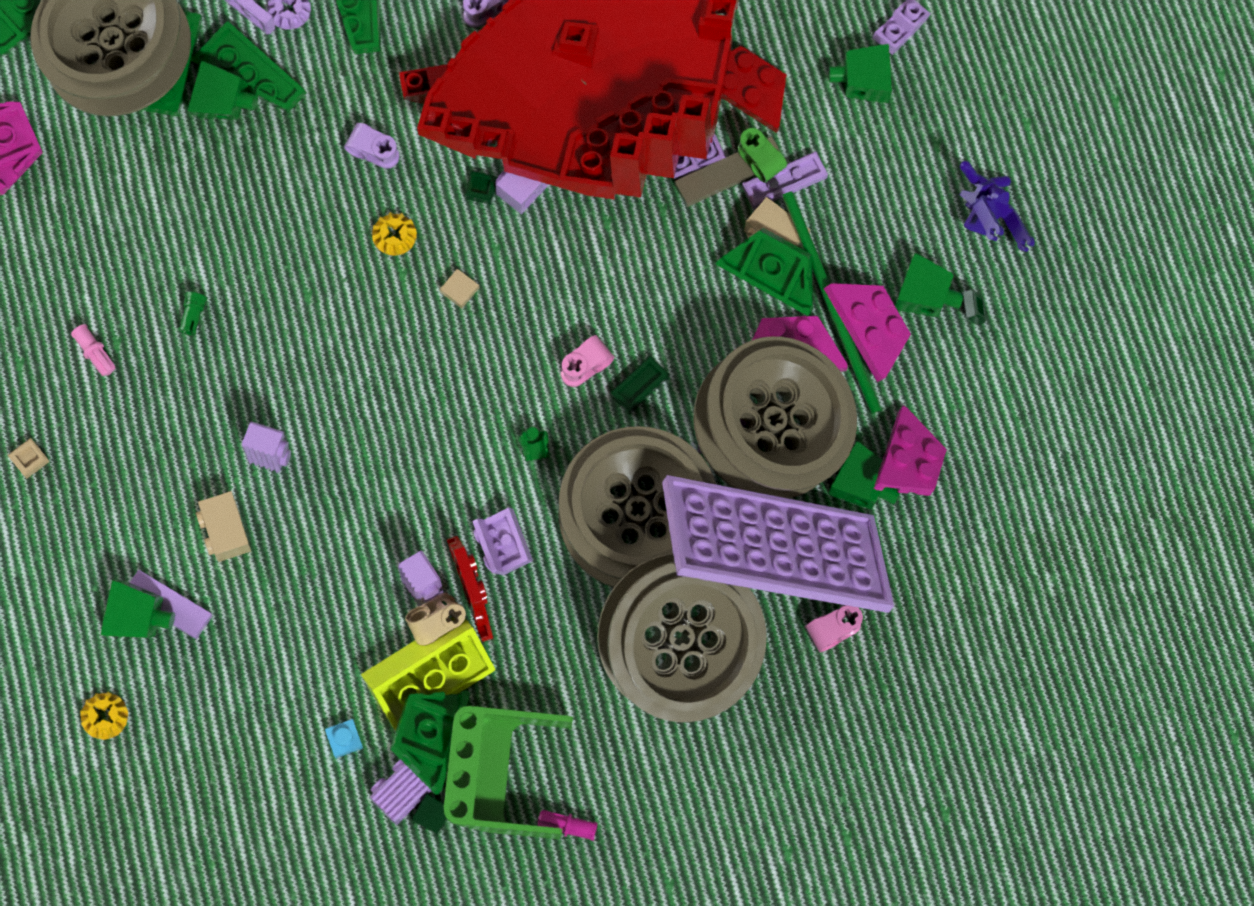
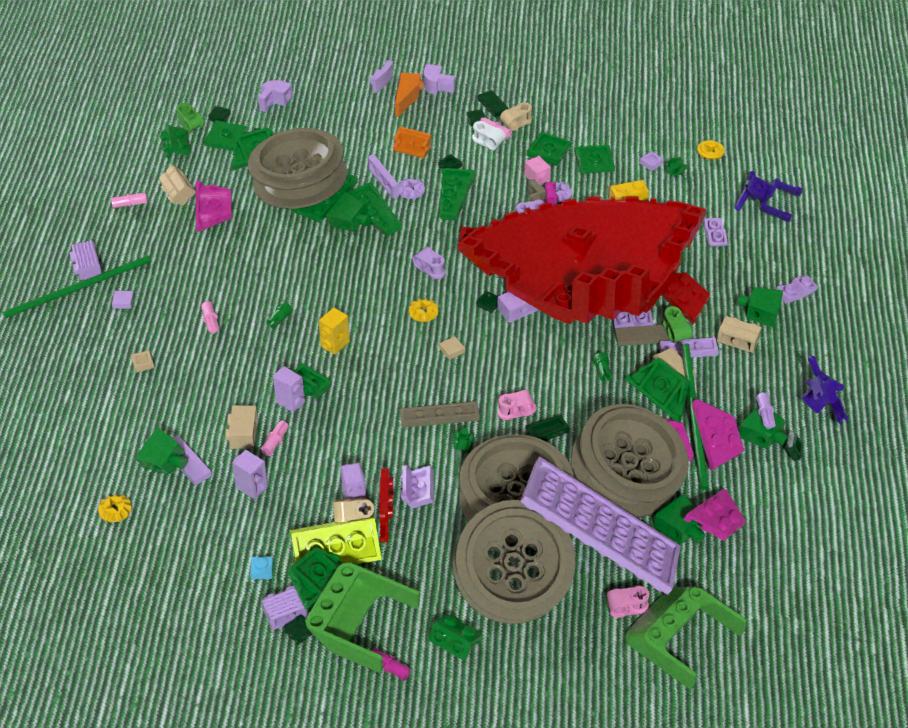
camera: 25 degrees right, 25 degrees down
(271, 607) = (250, 474): none -> lavender brick
(275, 527) = (274, 438): none -> bright pink axle
(284, 415) = (313, 382): none -> green bracket
(287, 324) = (334, 331): none -> yellow brick
(484, 409) = (439, 414): none -> dark tan tile
(635, 754) = (454, 636): none -> green bracket
(677, 249) = (602, 363): none -> green pin
(848, 136) = (739, 334): none -> tan brick
(892, 639) = (667, 617): none -> bright green windscreen
(926, 270) = (766, 410): none -> lavender axle

